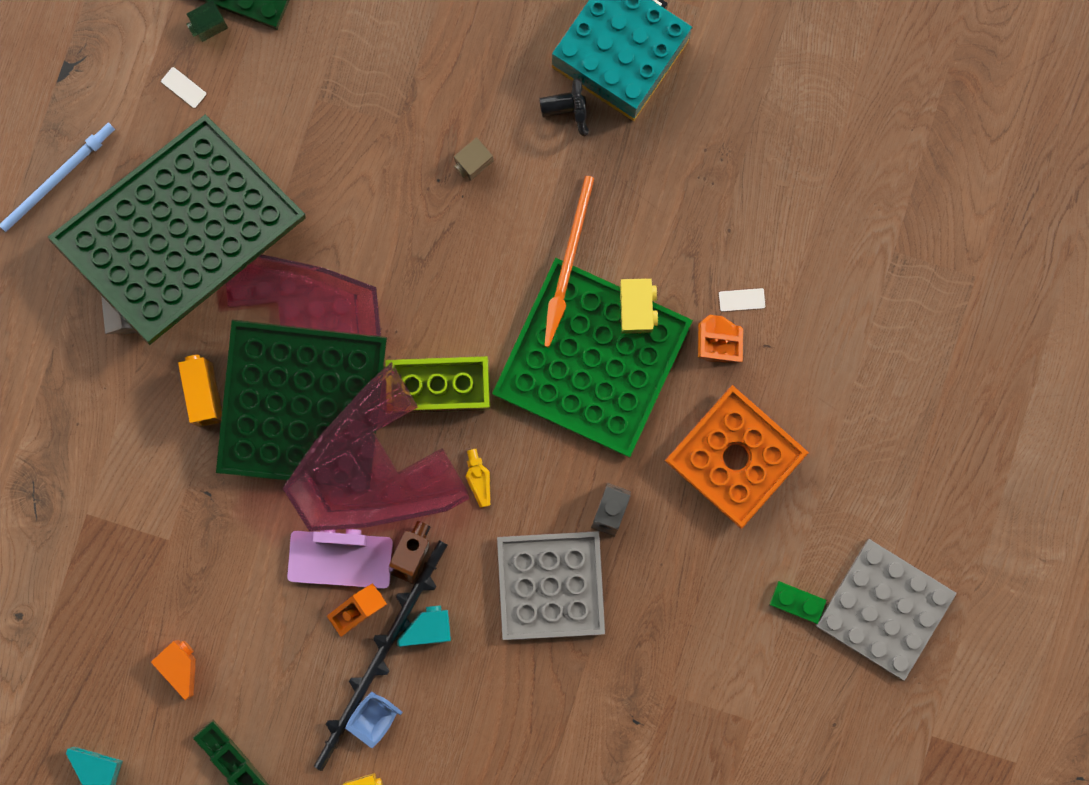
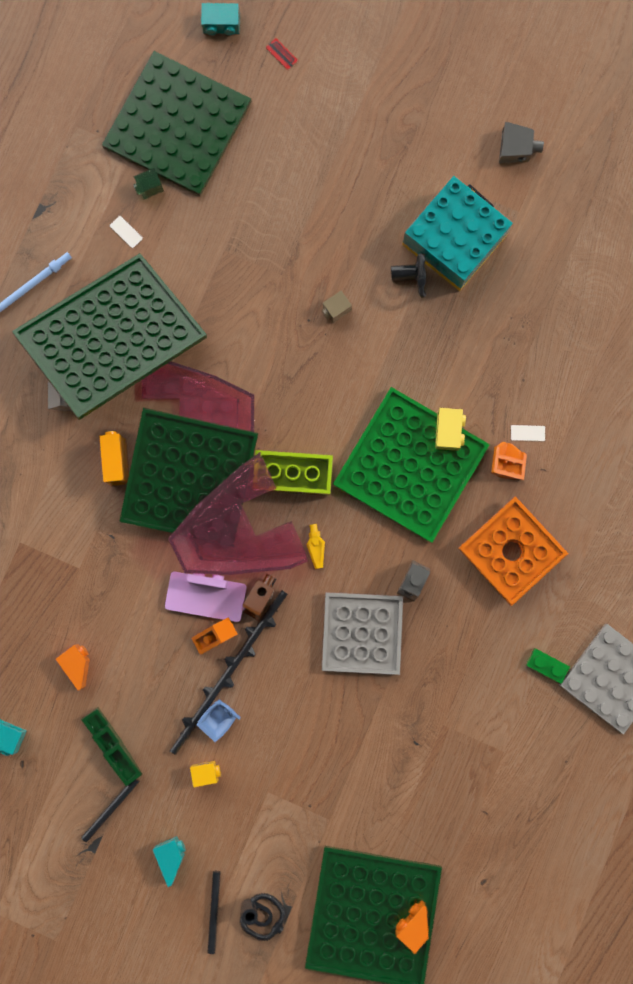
camera: 10 degrees right, 0 degrees up
(427, 628) = (265, 655): teal slope -> none
(557, 304) = (389, 421): orange piece -> none

